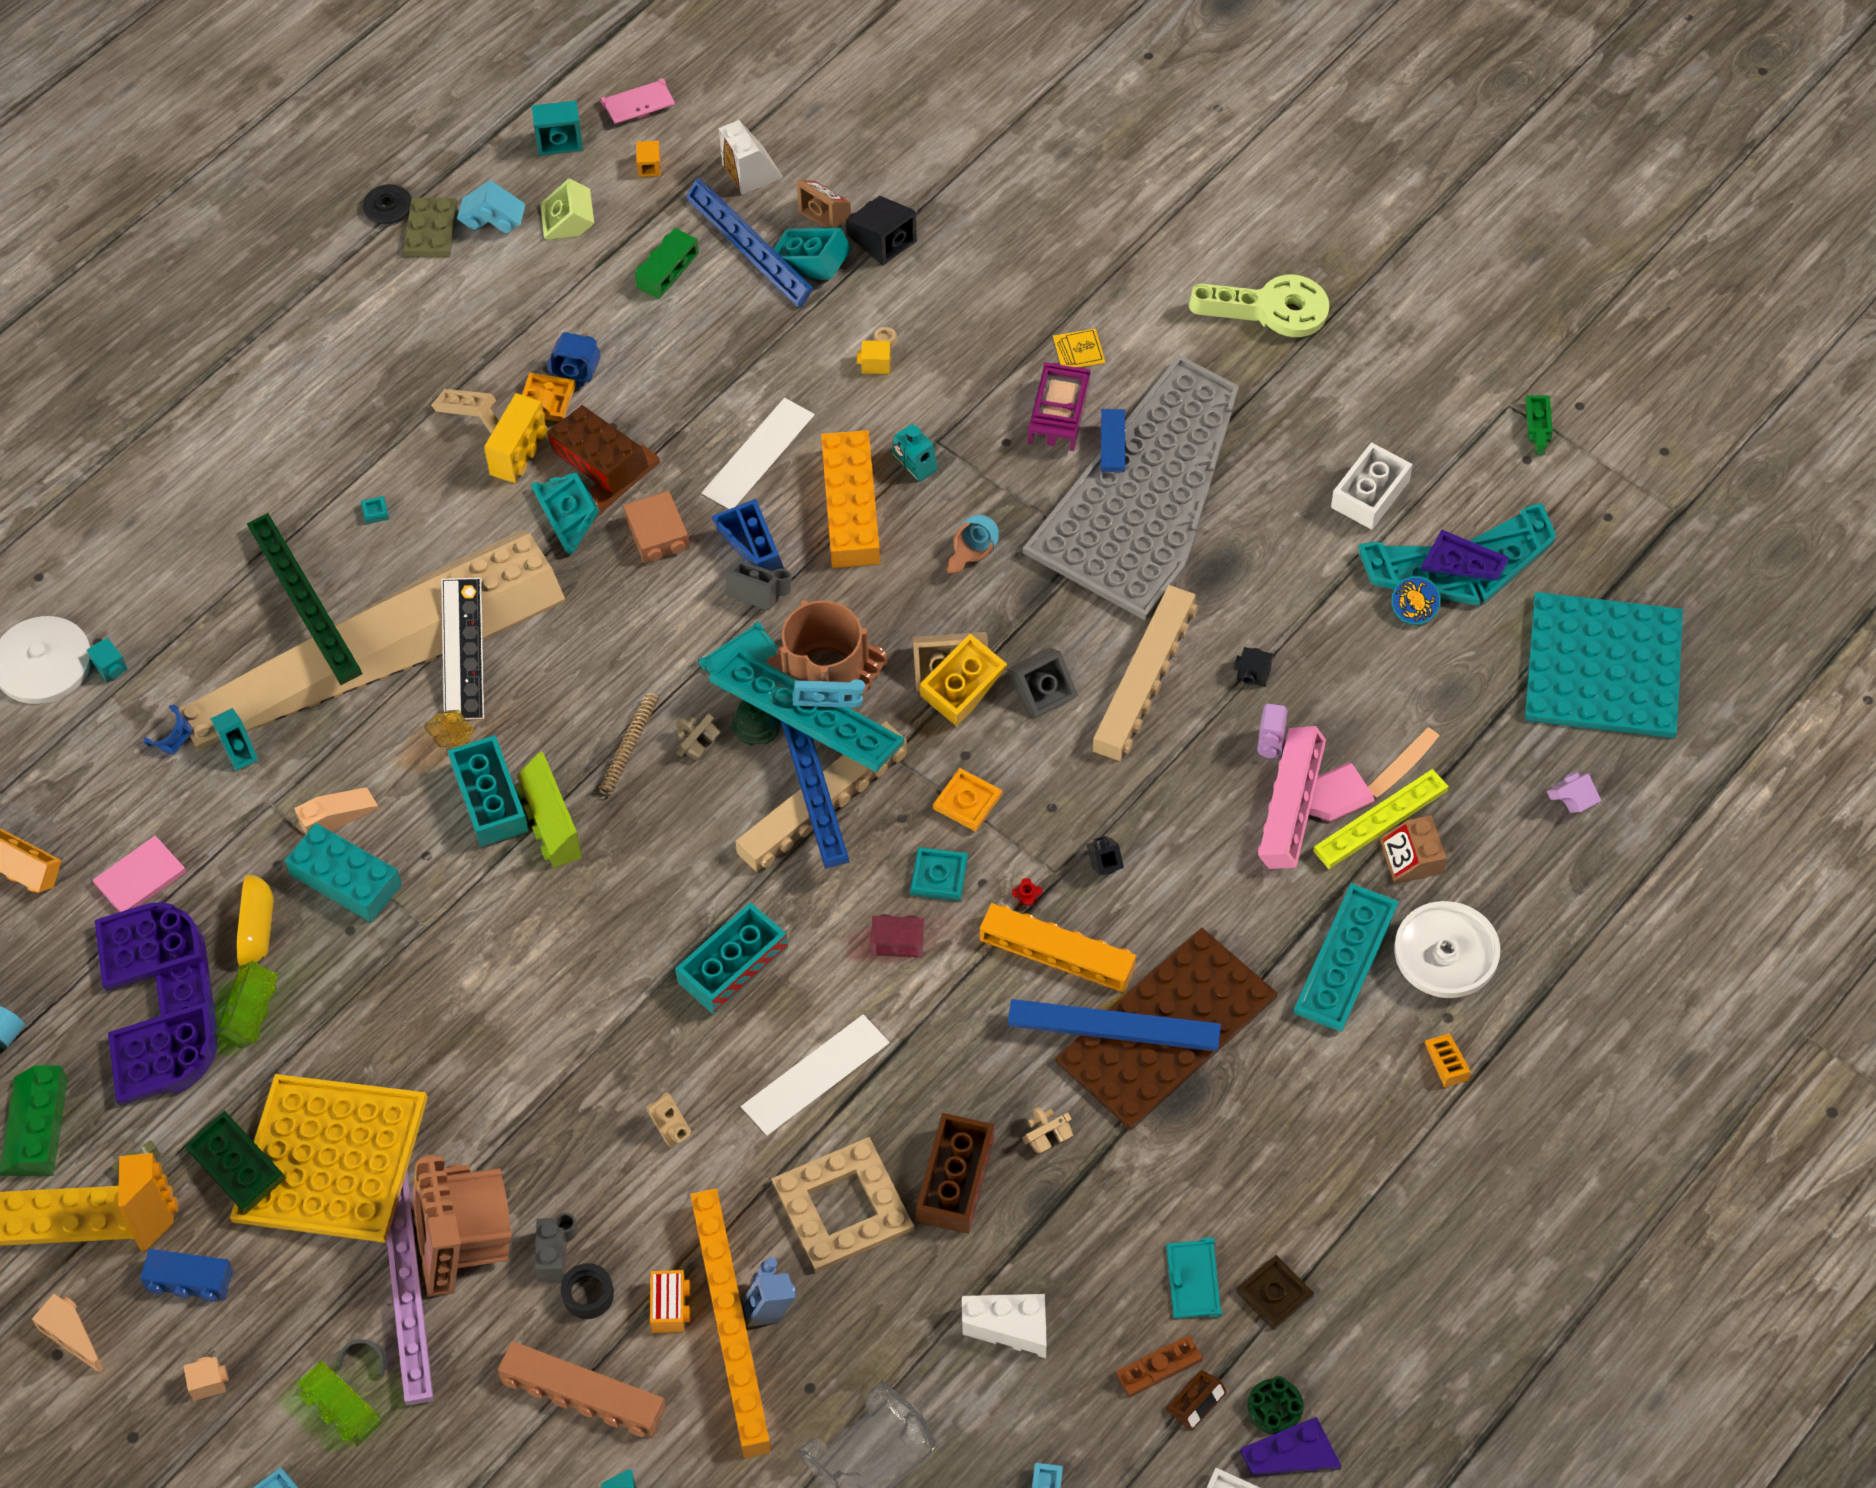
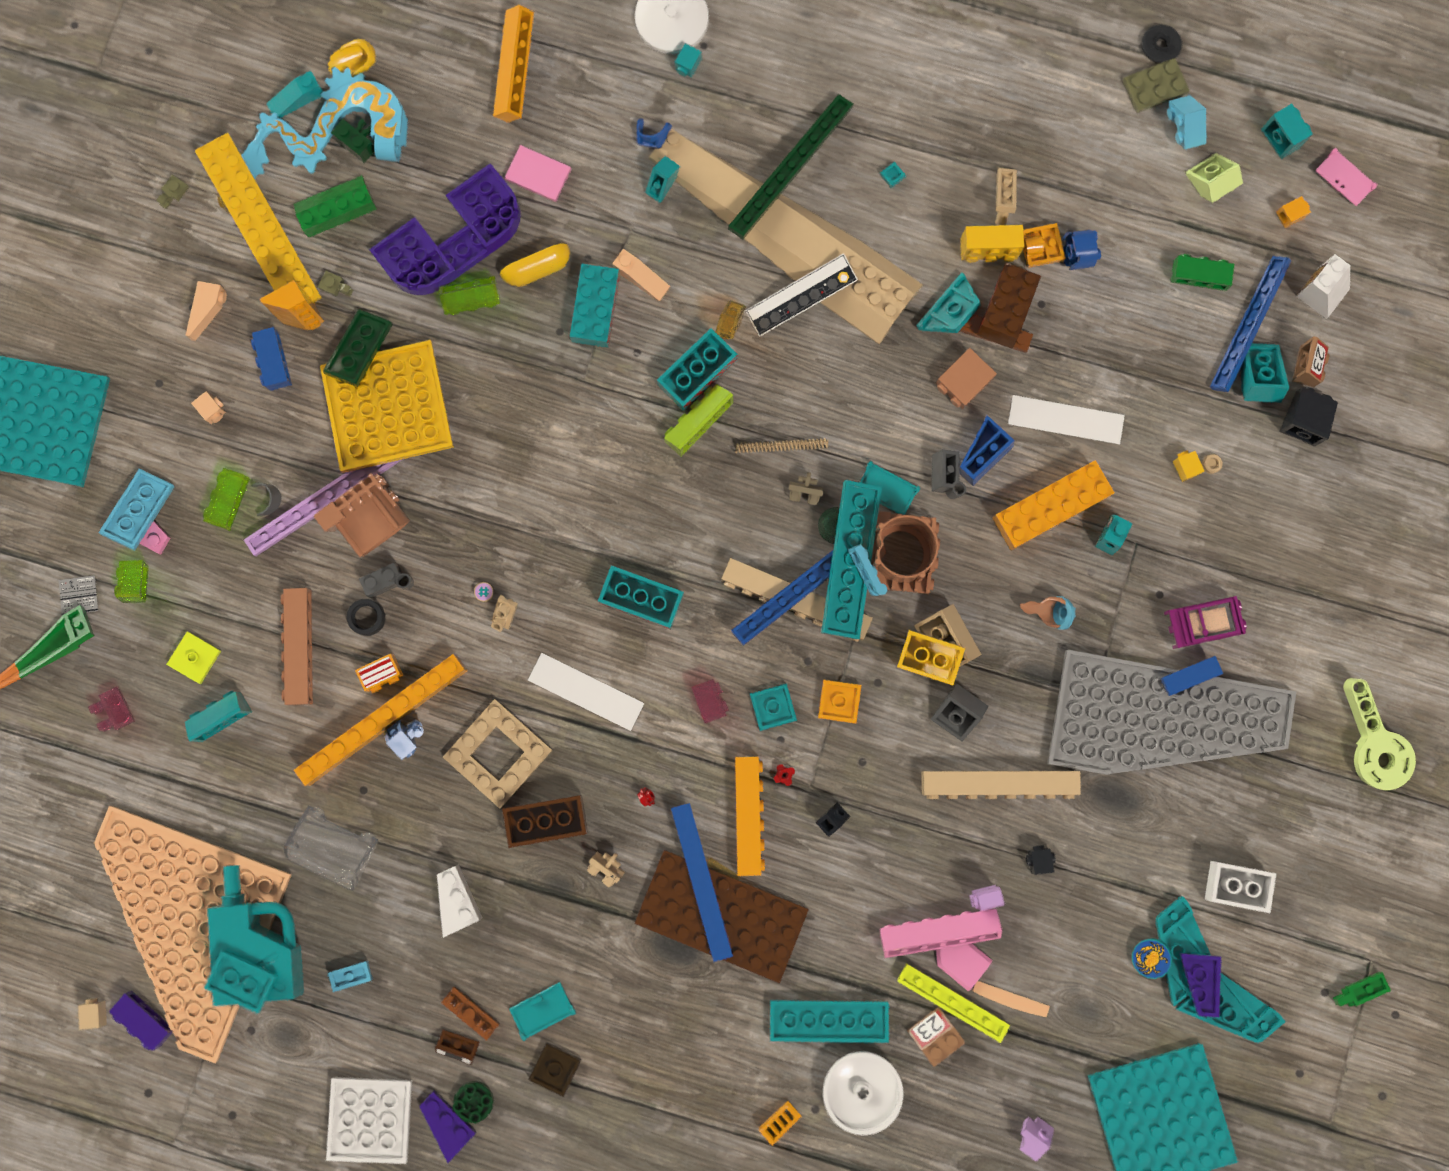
camera: 65 degrees right, 25 degrees up
(629, 1140) = (484, 592): none -> tile
(980, 1051) = (646, 797): none -> red plate
(1079, 348) = (1270, 612): yellow sticker -> none

